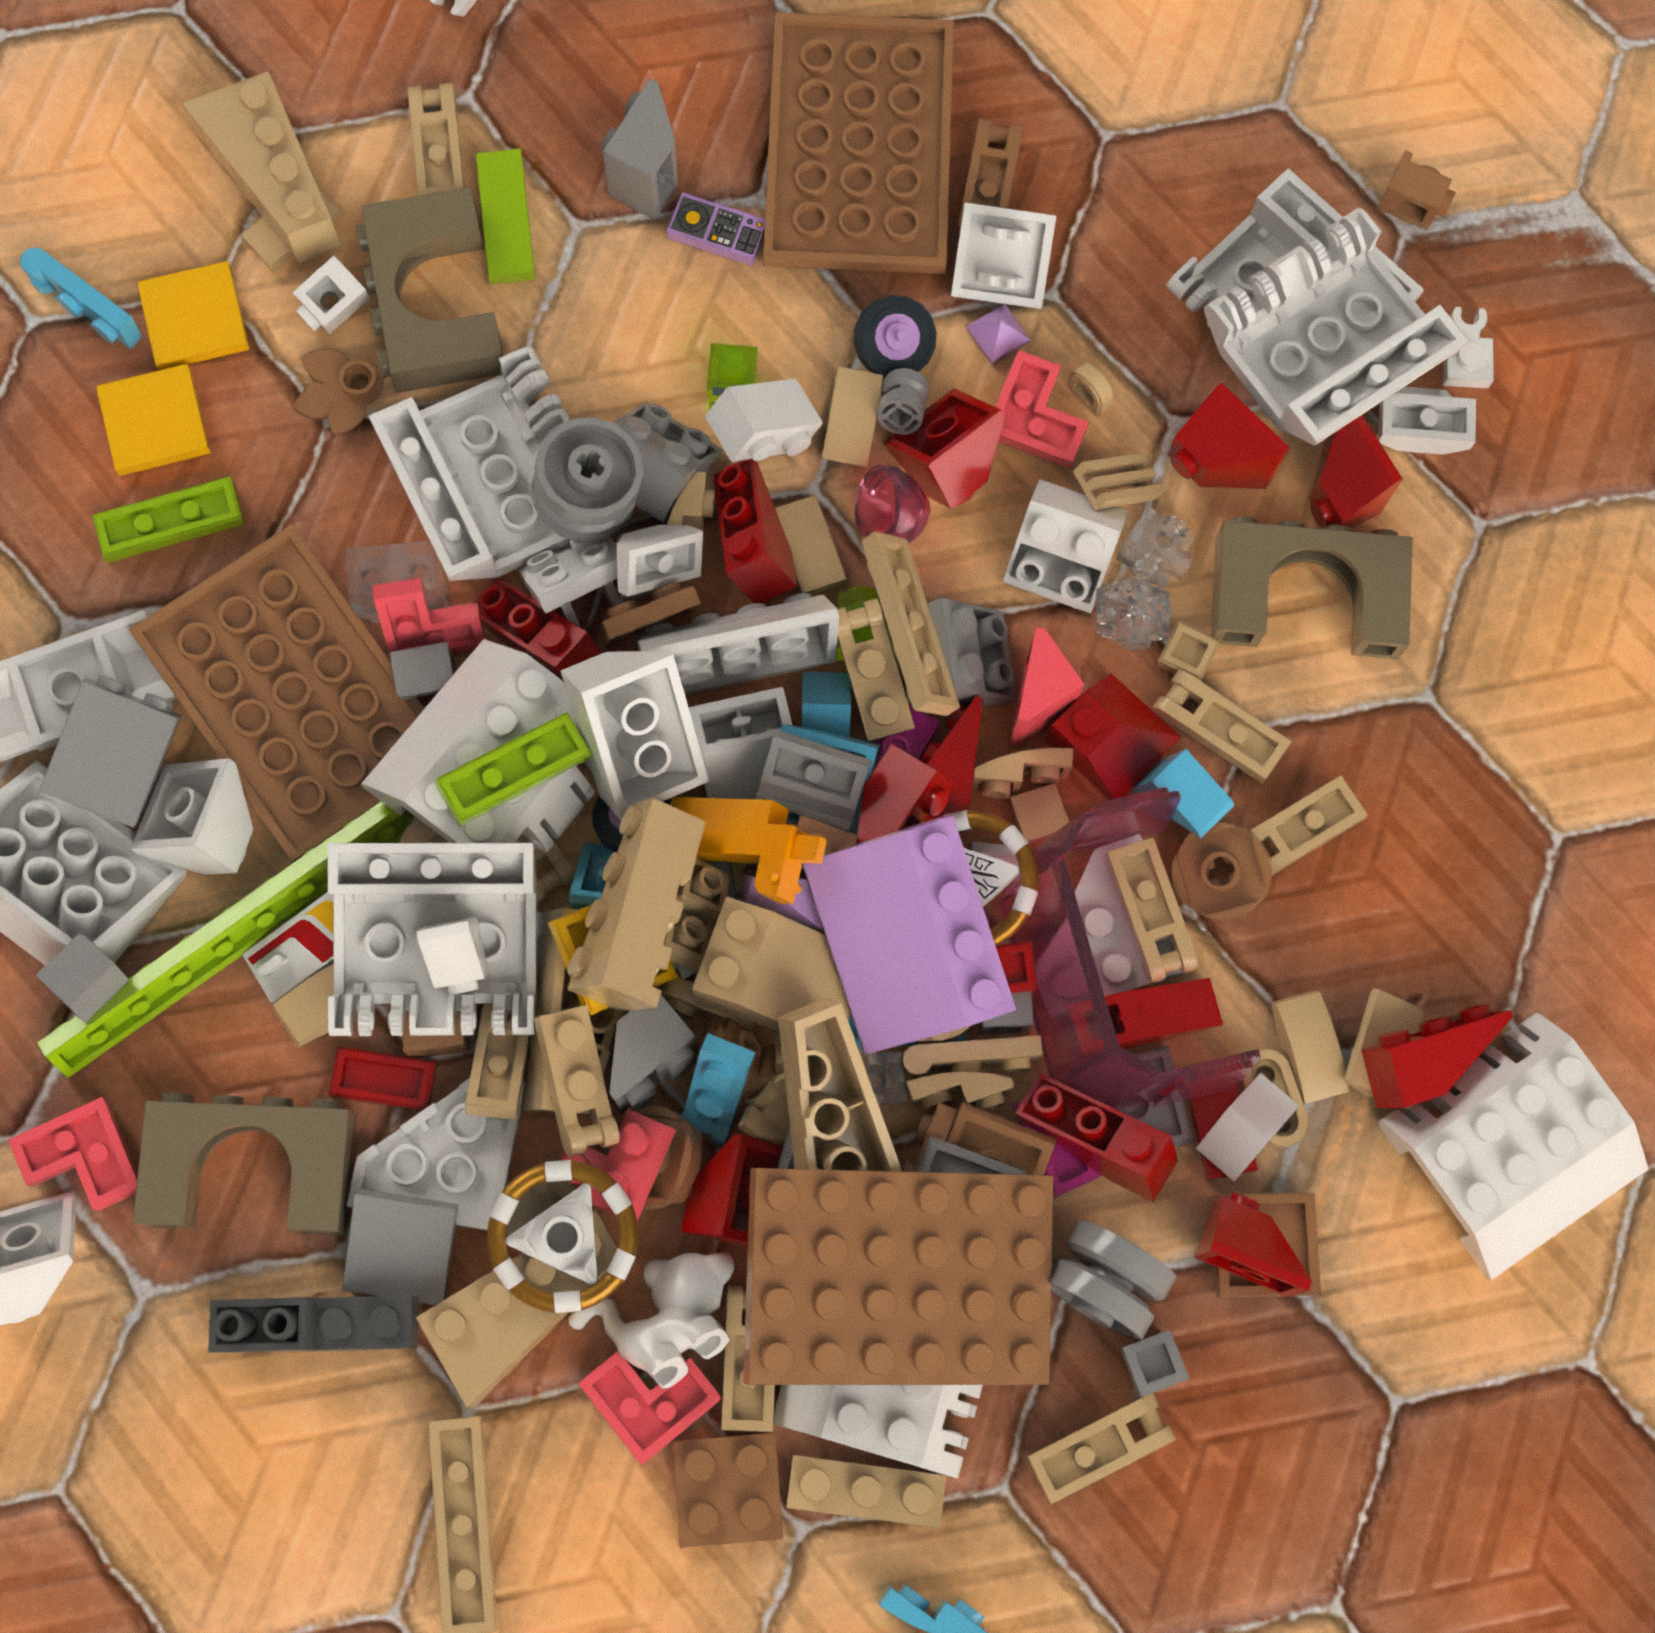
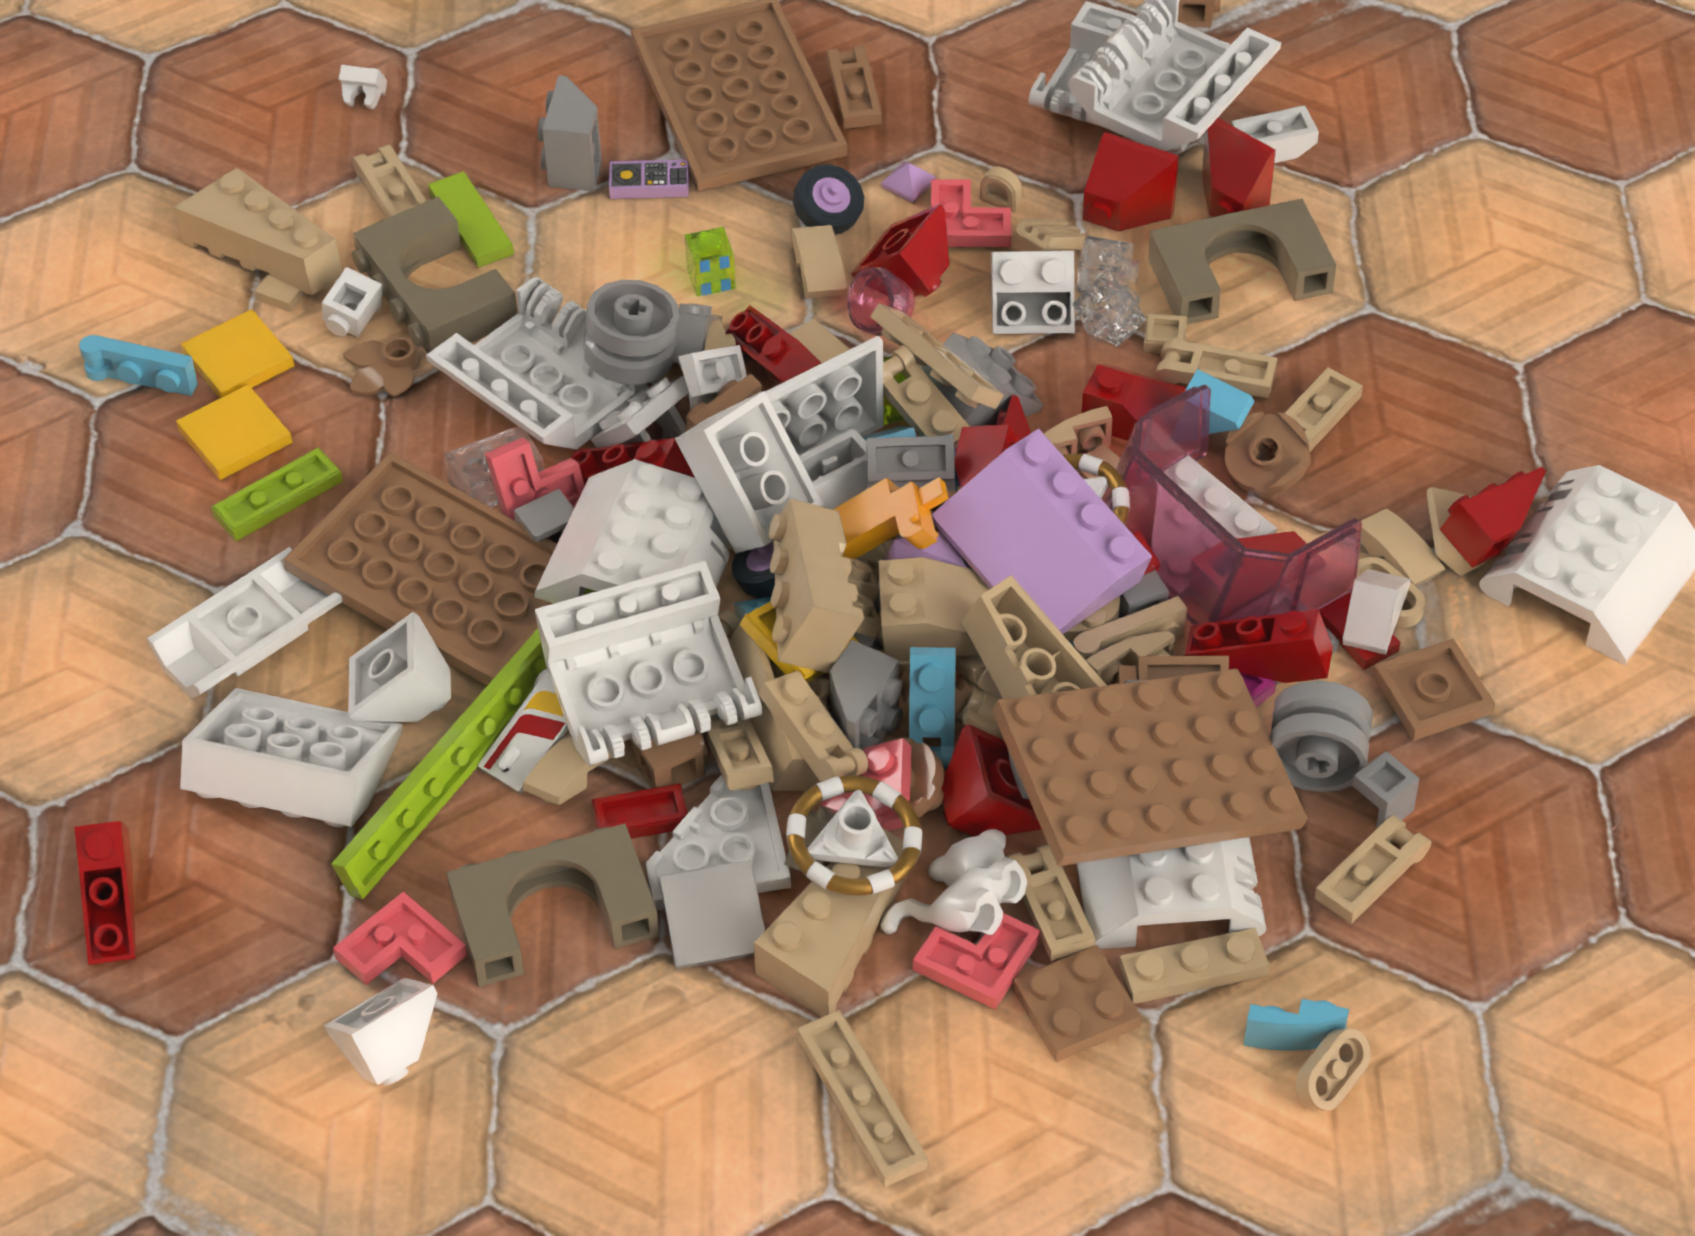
camera: 15 degrees left, 25 degrees down
(82, 977) = (355, 794): light grey panel -> none
(111, 750) = (307, 643): light grey brick -> none
(313, 1324) = (662, 999): dark grey slope -> none
(454, 954) = (671, 659): white slope -> none
(513, 769) = (662, 527): lime tile -> none
(763, 420) = (750, 273): white brick -> none
(903, 401) = (851, 228): light grey wheel -> none
(1003, 255) = (889, 123): white plate -> none
(1046, 689) = (1063, 370): coral slope -> none
(1151, 908) = (1224, 488): tan plate -> none
(1251, 1246) = (1426, 677): red slope -> none
(1473, 363) = (1283, 89): white plate -> none

